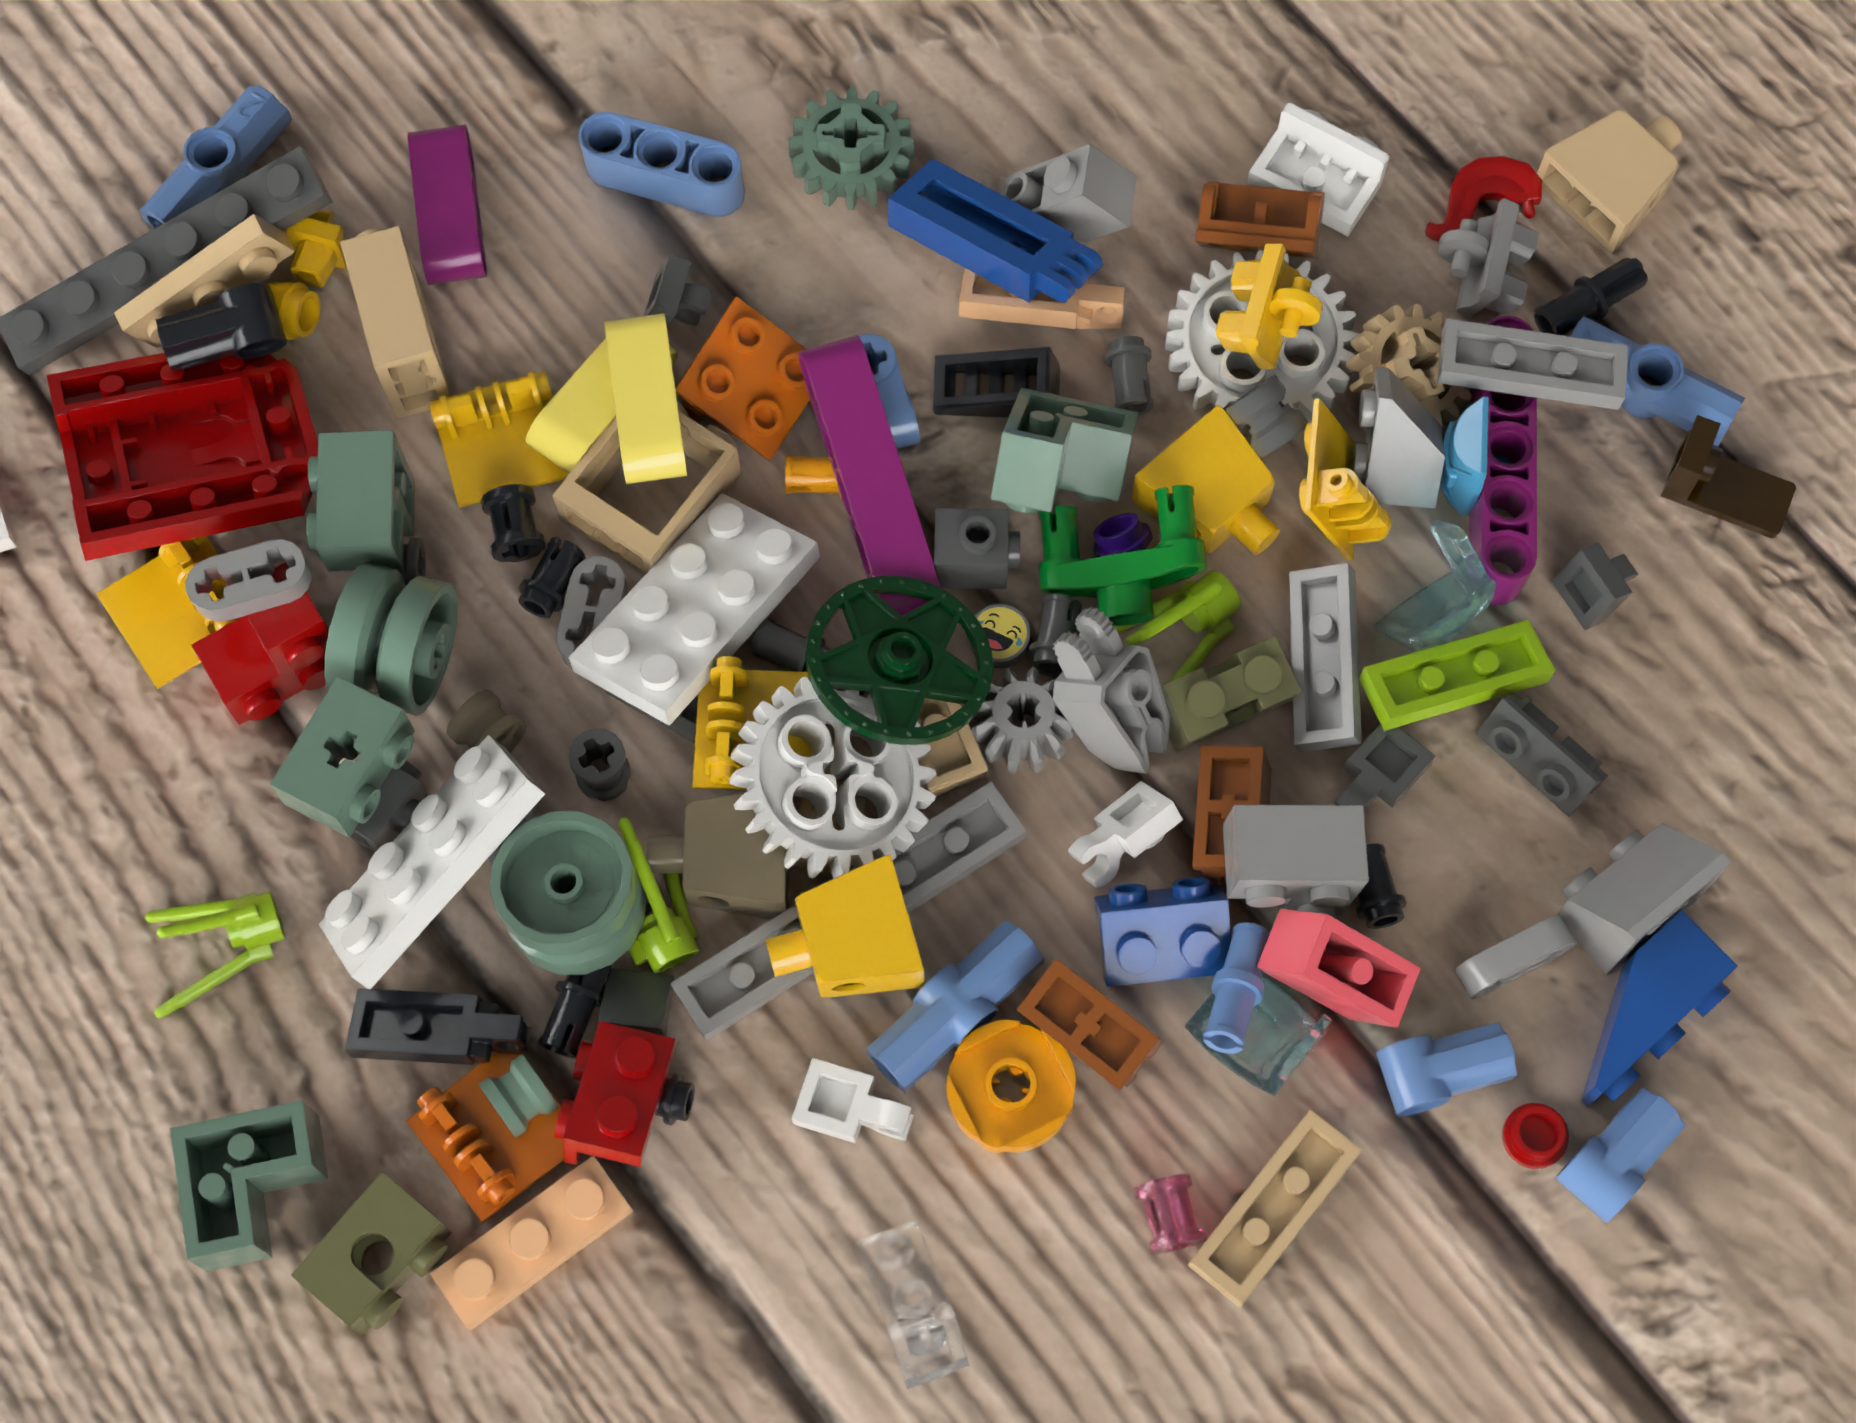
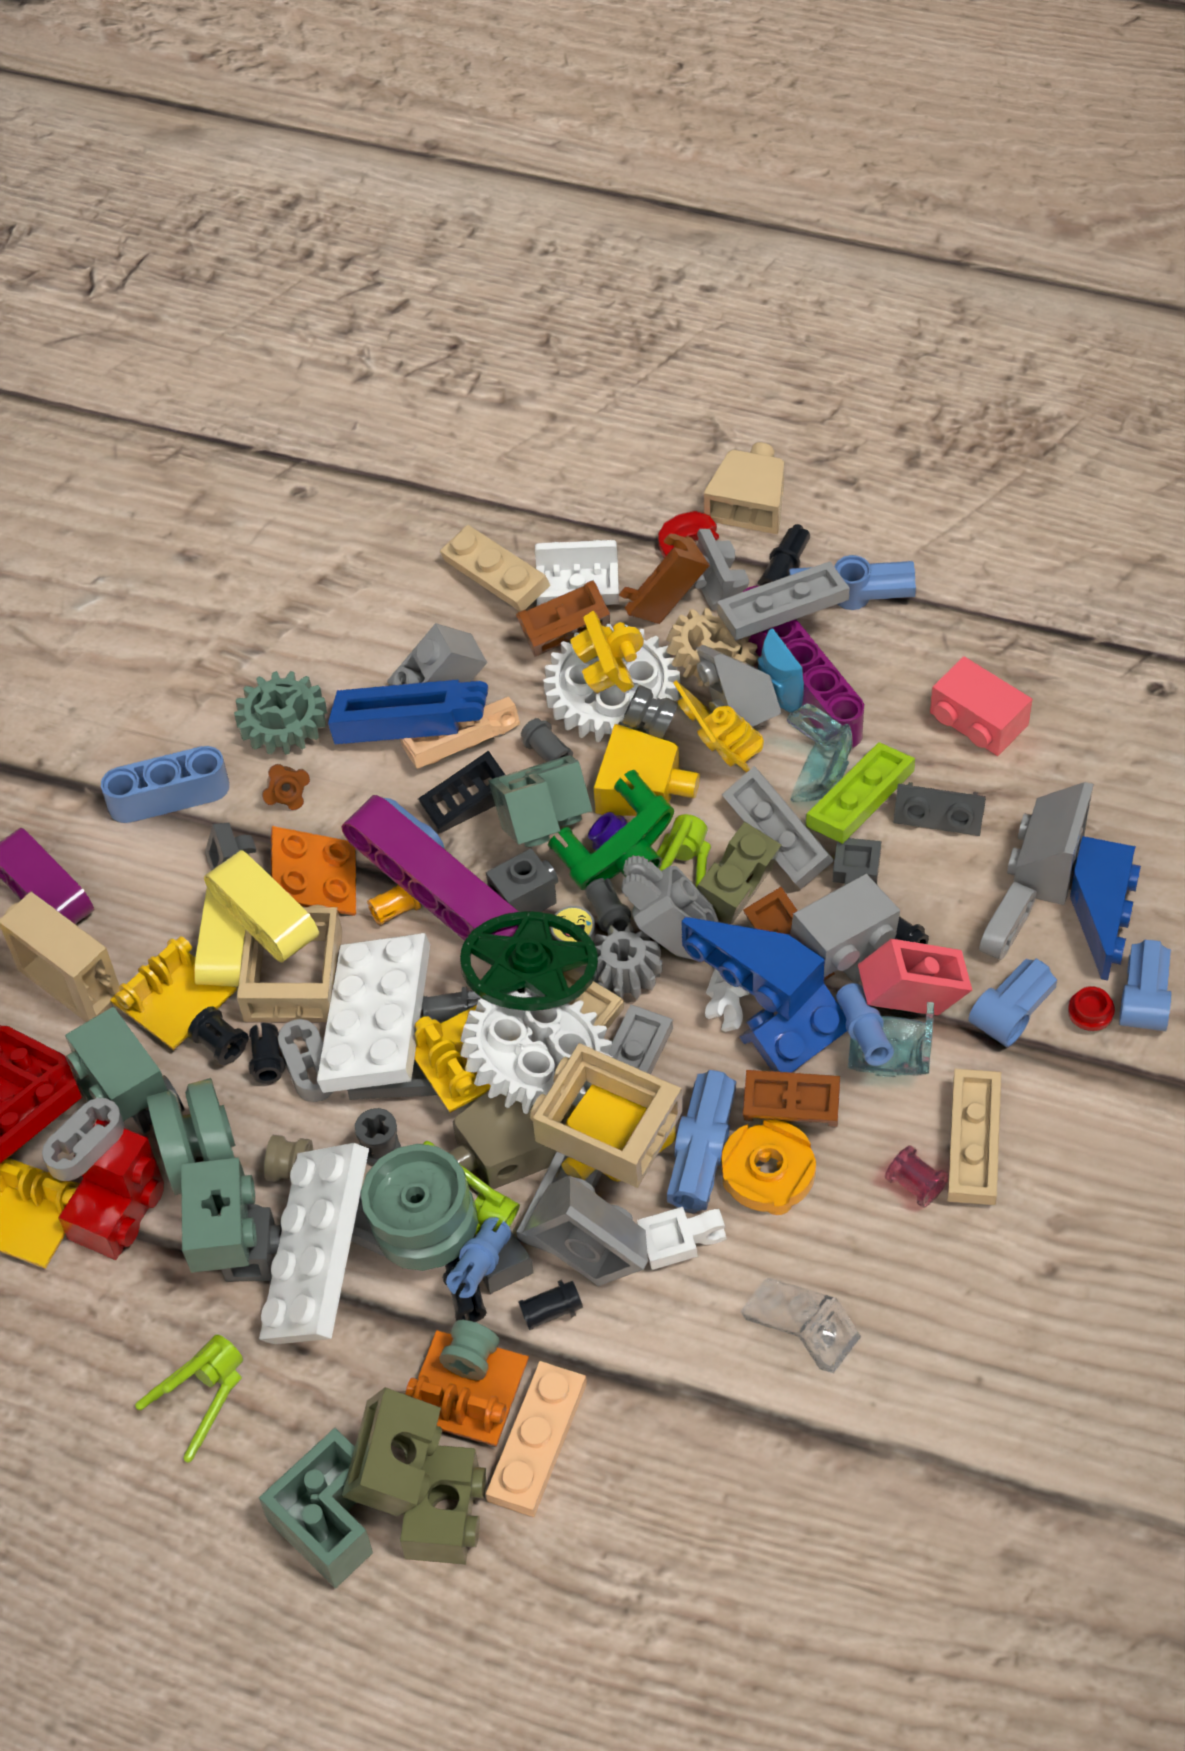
camera: 30 degrees left, 15 degrees down
(345, 1139) = (374, 1472): none -> olive brick
(432, 1027) = (381, 1349): black hinge -> none
(598, 993) = (478, 1257): none -> medium blue pin
(617, 1094) = (531, 1311): red bracket -> none
(742, 1042) = (588, 1232): none -> light grey slope
(801, 237) = (283, 775): none -> dark orange plate
(873, 979) = (642, 1088): none -> tan window
(1168, 841) = (763, 962): none -> blue slope
(1227, 102) = (495, 568): none -> tan plate
(1416, 247) = (667, 582): none -> dark orange hinge
(1594, 584) = (901, 703): dark grey tile -> none
(1688, 648) = (980, 706): none -> coral brick
(1724, 486) = (933, 616): dark brown bracket -> none

